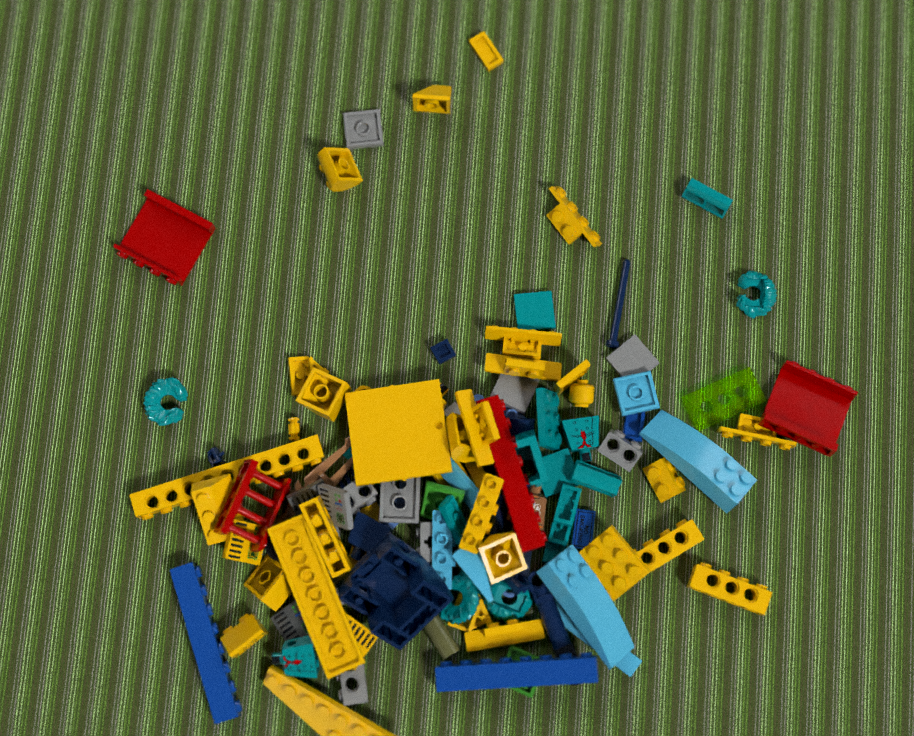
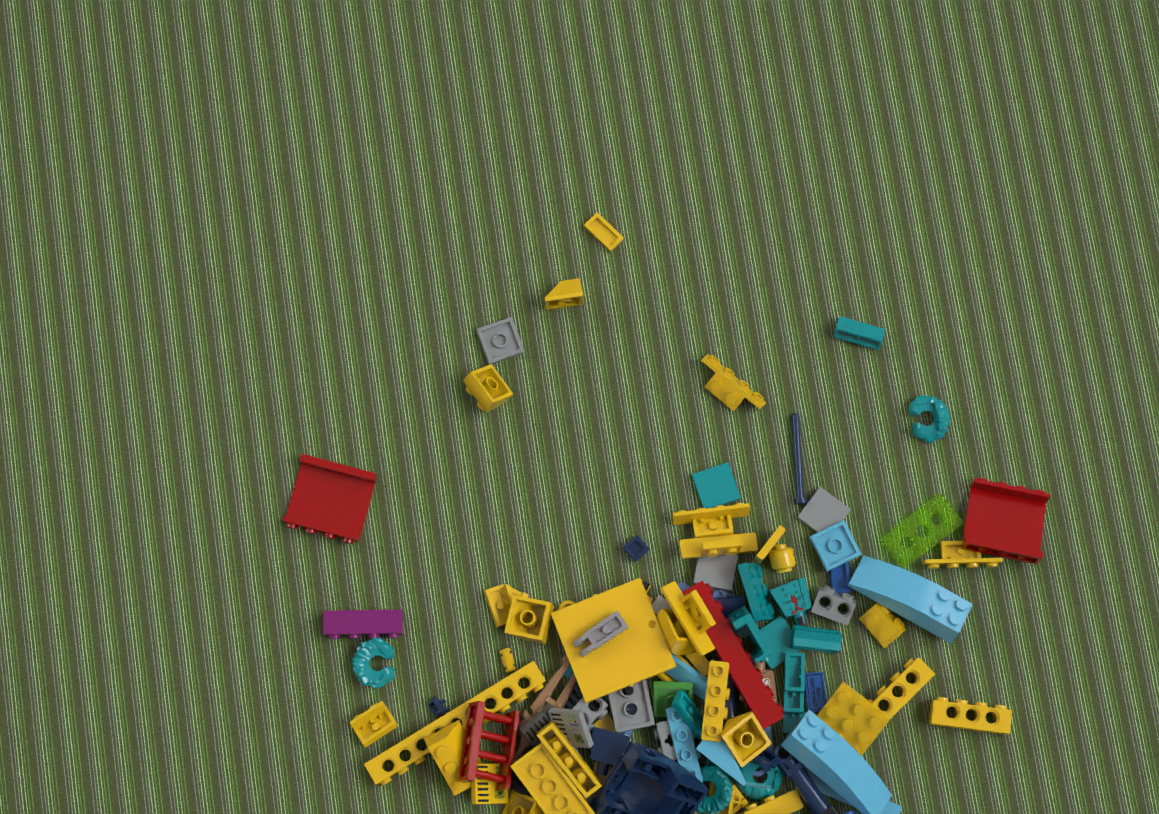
camera: 15 degrees left, 0 degrees up
(149, 458) = (373, 723): none -> yellow bracket
(165, 361) = (363, 622): none -> magenta brick
(388, 422) = (602, 633): none -> light grey hinge

